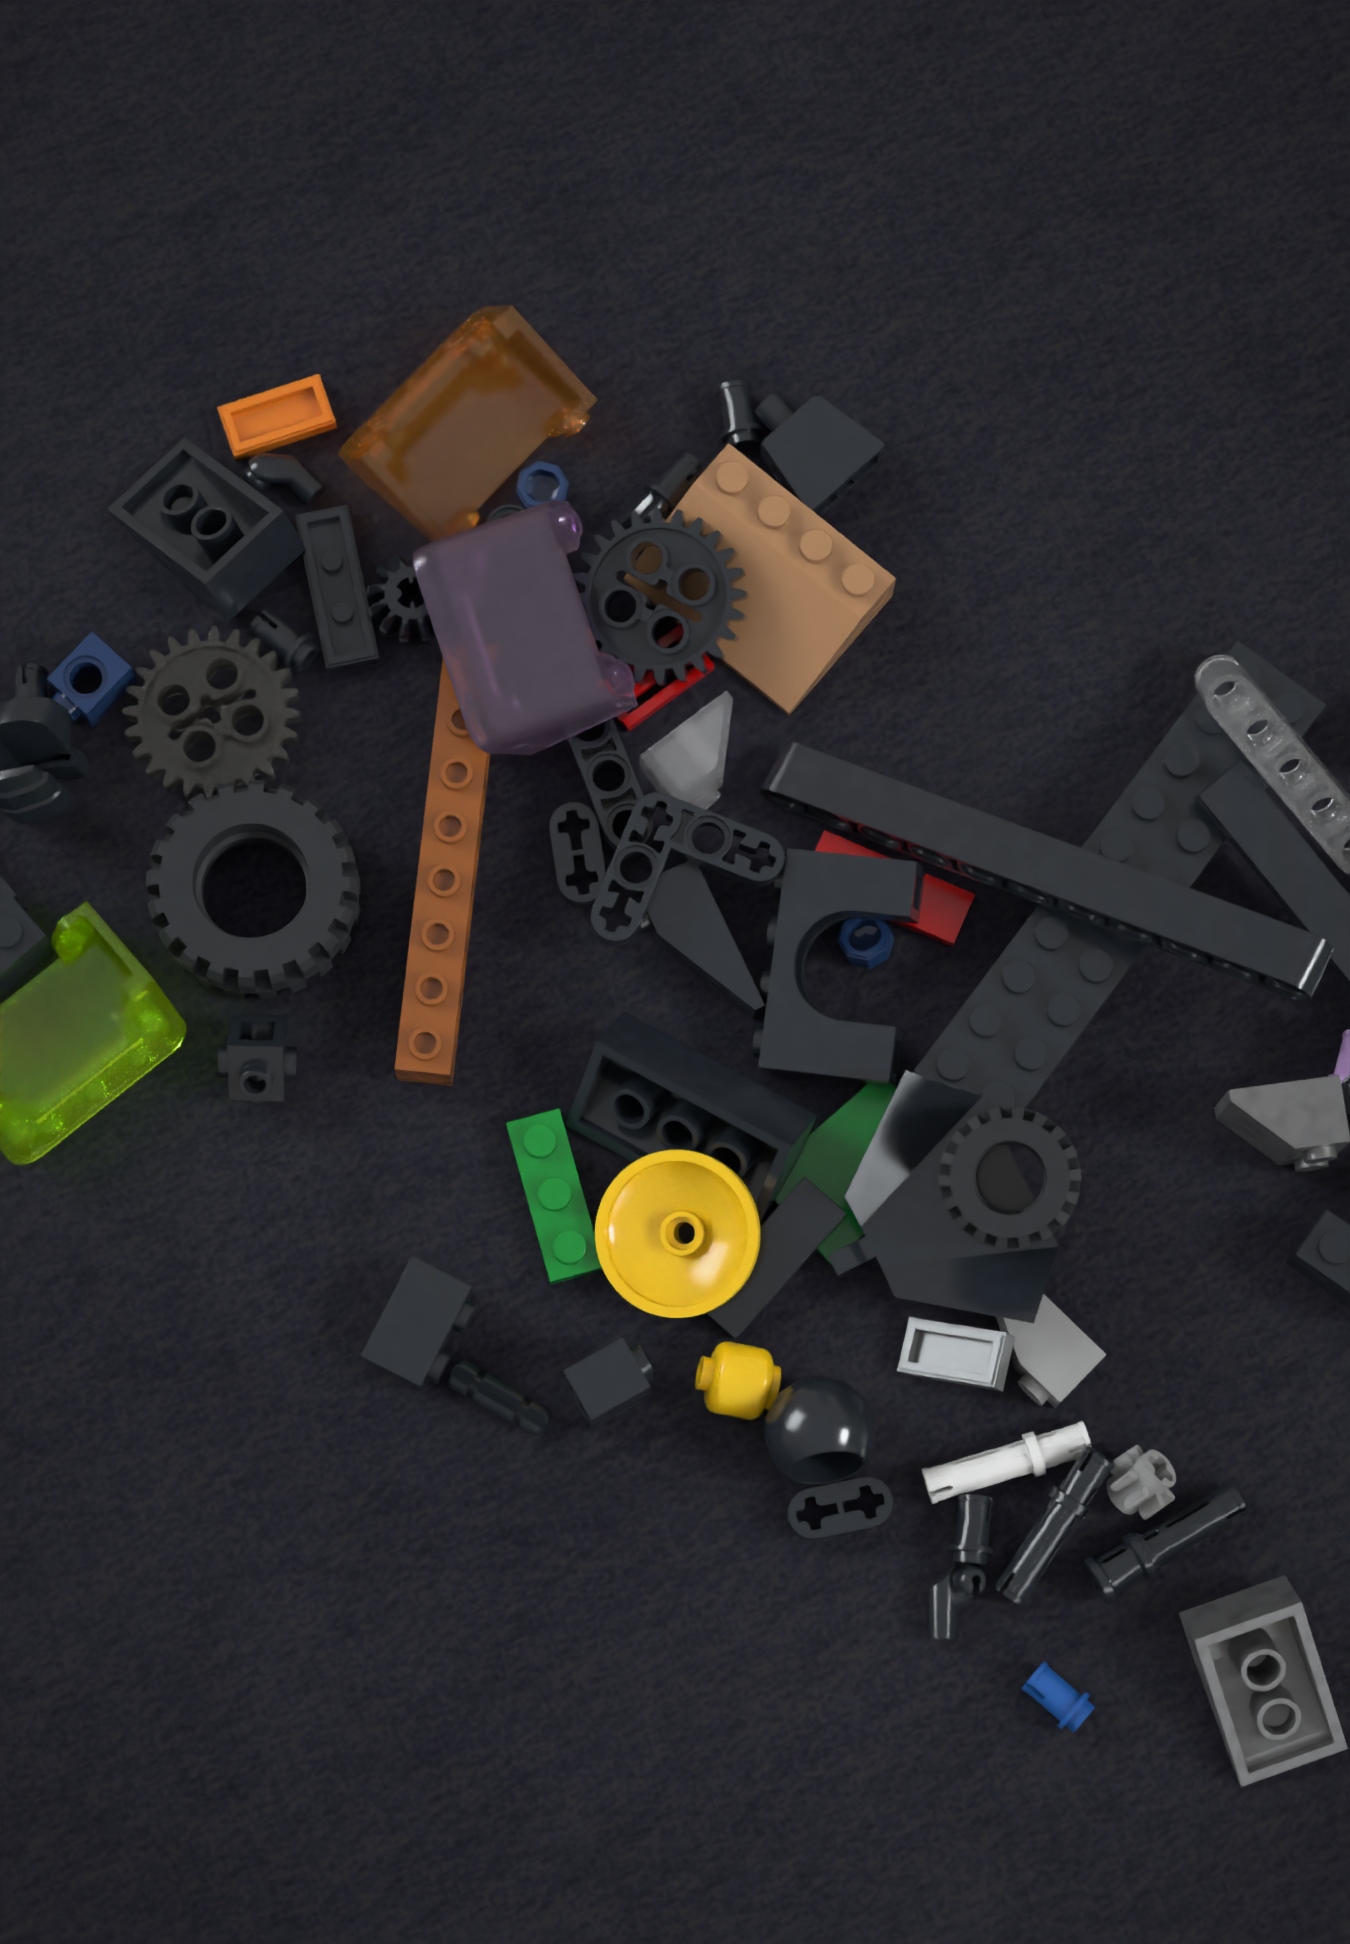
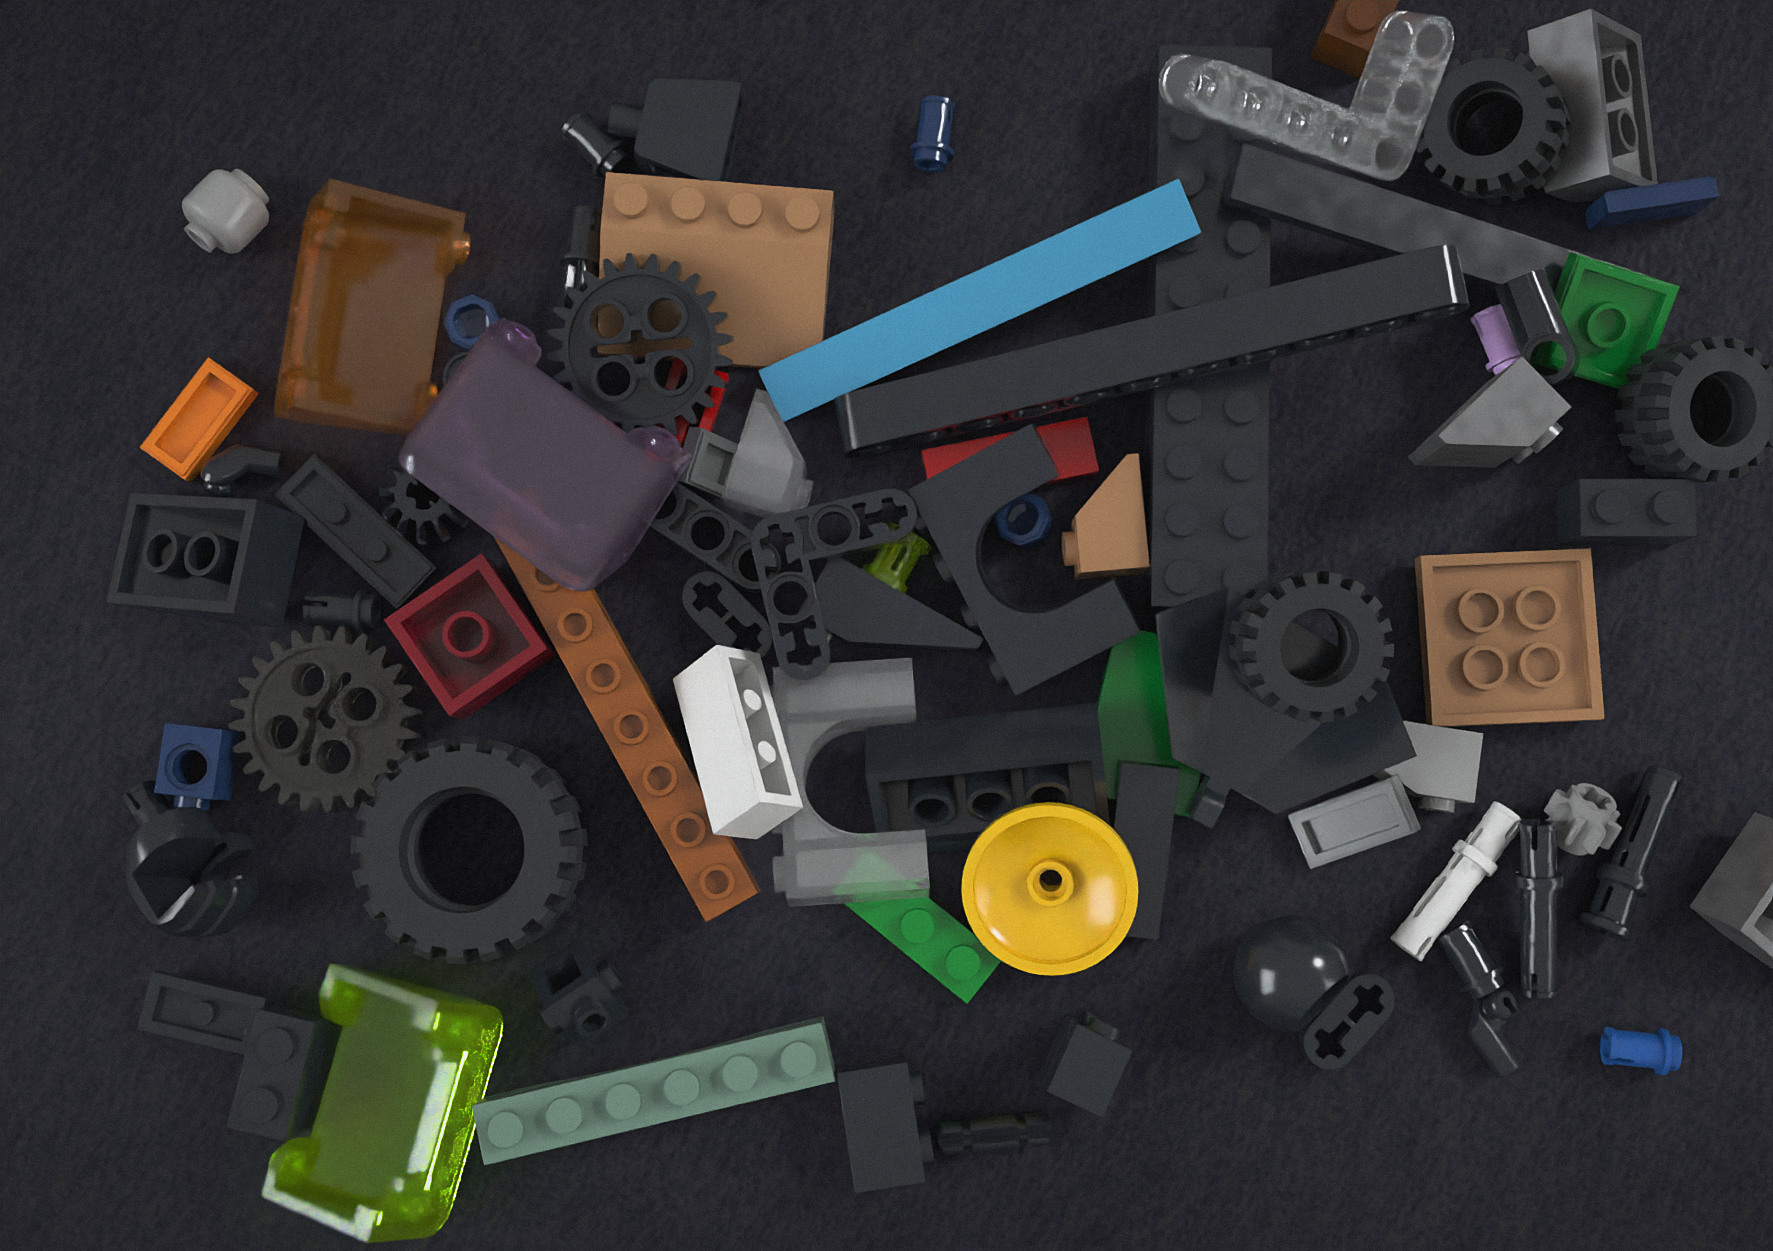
camera: 35 degrees left, 5 degrees up
(264, 1172) = (653, 1091): none -> sand green arch
(369, 729) = (470, 637): none -> dark red brick
(412, 270) = (225, 211): none -> light grey head
(516, 949) = (737, 743): none -> white brick
(516, 1086) = (819, 860): none -> clear arch
(648, 721) = (710, 462): none -> dark grey tile
(738, 1380) = (1188, 975): yellow head -> none
(761, 901) = (910, 549): none -> clear neon green bush
(928, 991) = (1110, 529): none -> medium nougat slope
(950, 742) = (981, 300): none -> dark azure tile
(1005, 598) = (932, 146): none -> dark blue pin
(1188, 1302) = (1509, 638): none -> medium nougat plate

